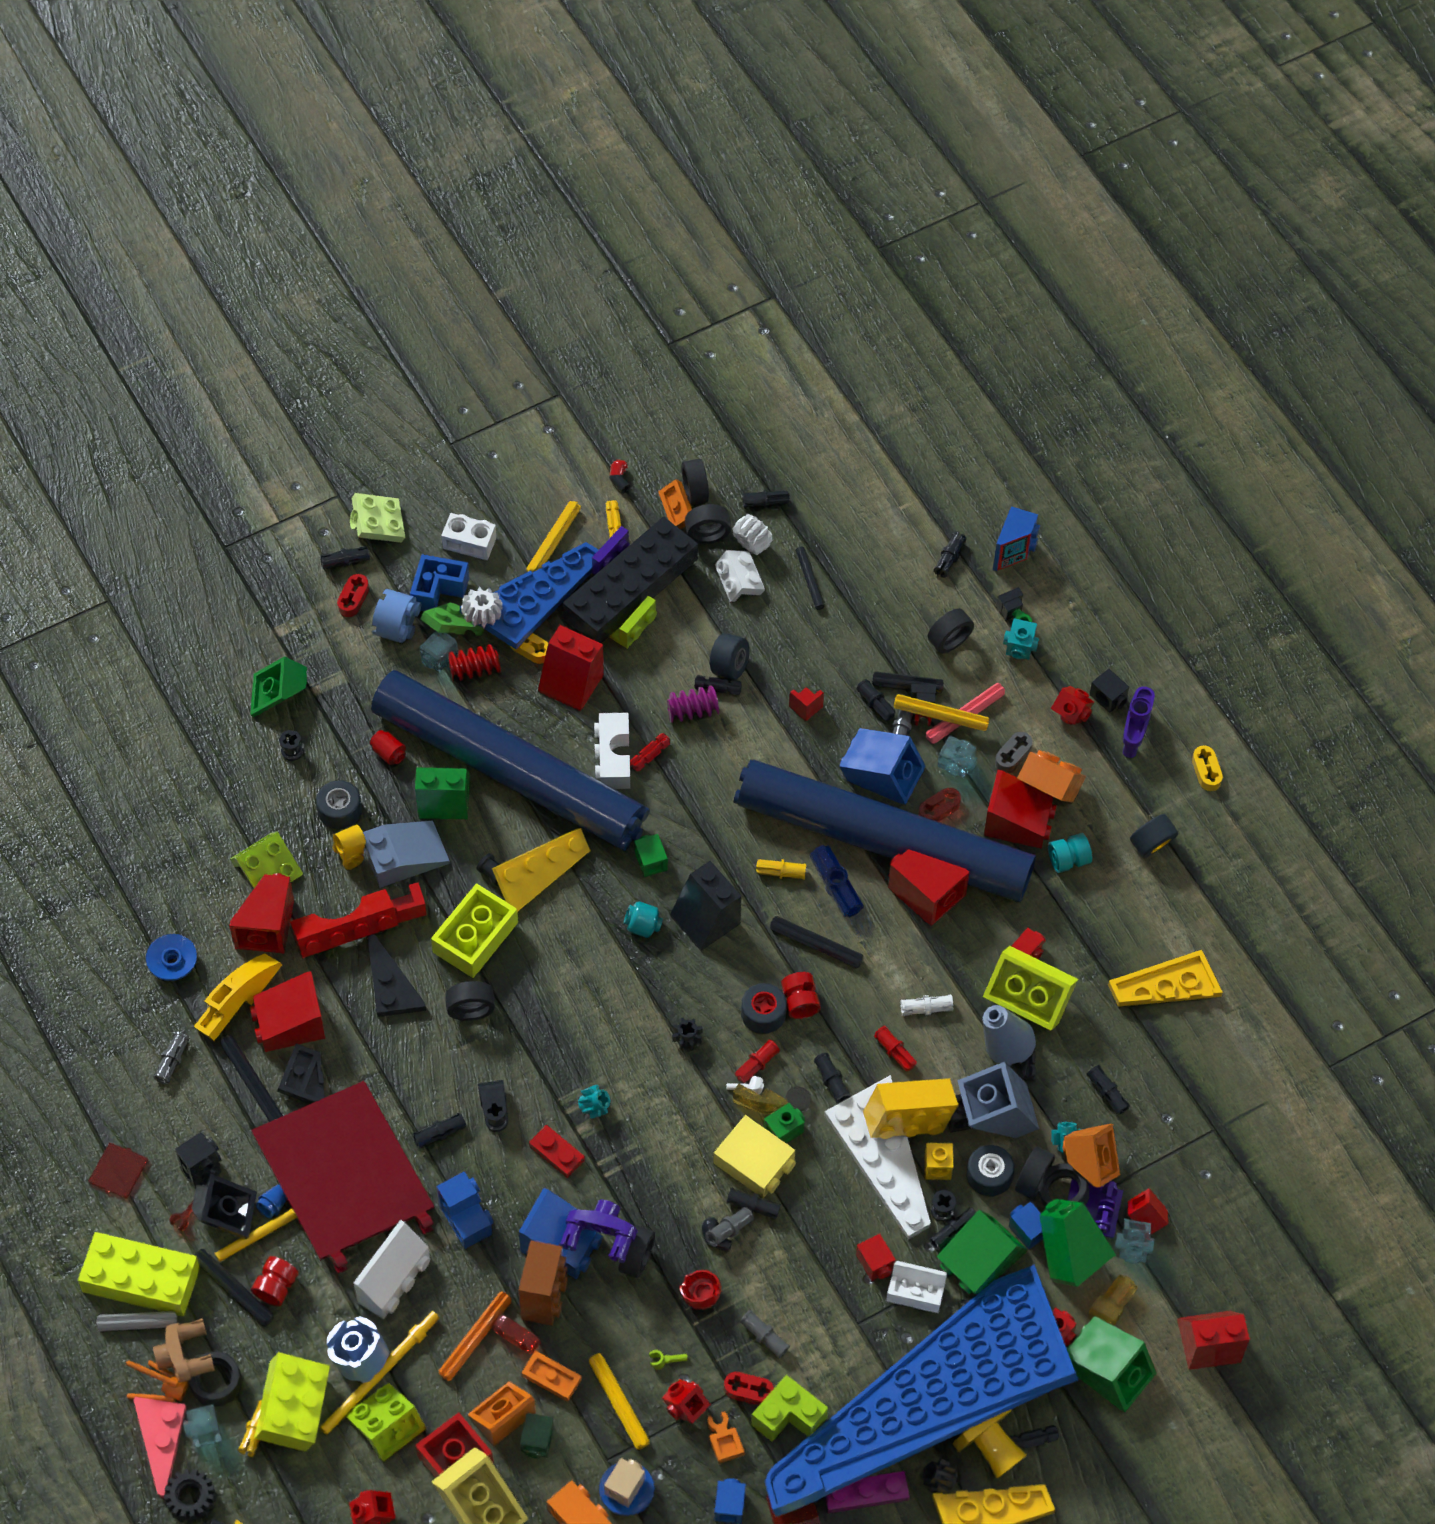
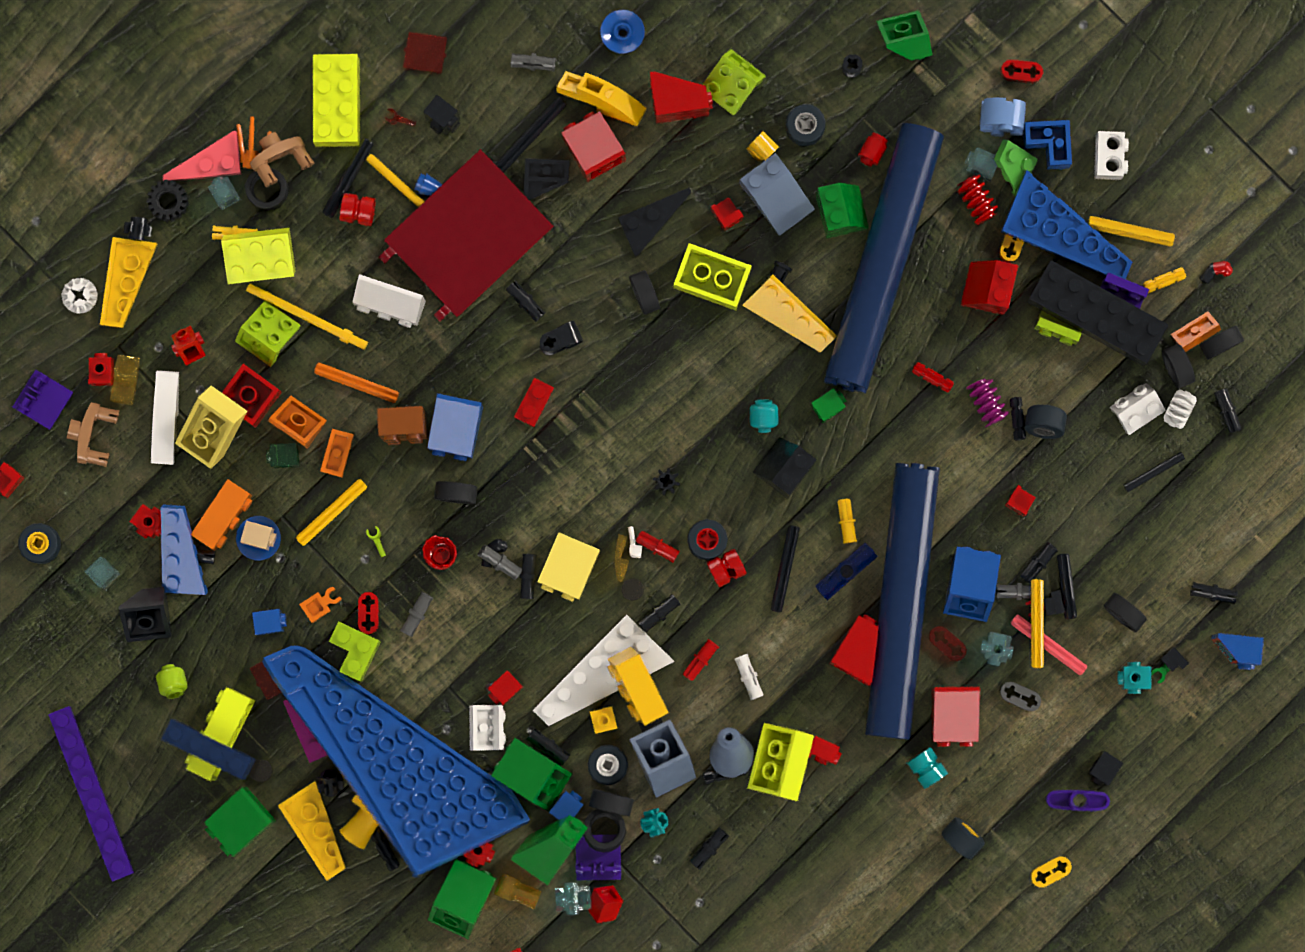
camera: 80 degrees right, 25 degrees up
(136, 1321) = (299, 111): light grey axle -> none
(224, 1205) = (408, 149): black slope -> none
(320, 934) = (705, 187): red arch -> none
(344, 557) = (1058, 52): black pin -> none
(357, 1349) = (314, 305): medium blue brick -> none
(377, 517) = (1105, 68): yellowish green plate -> none
(461, 1207) = (456, 343): blue brick -> none
(481, 607) = (1020, 195): white gear -> none
(516, 1334) = (364, 415): clear red beam -> none
(594, 1101) = (582, 421): teal gear -> none
(604, 1221) = (465, 459): dark purple connector -> none
(613, 733) = (941, 338): white arch -> none
(685, 1401) = (340, 565): red brick -> none
(785, 1123) = (604, 584): green brick -> none
(946, 1199) = (558, 733): black bush -> none
(1054, 778) = (989, 736): orange brick -> none
(1073, 705) = (1078, 739): red brick -> none
(1093, 1153) = (638, 848): orange slope -> none
(1173, 980) = (828, 883): yellow wing -> none

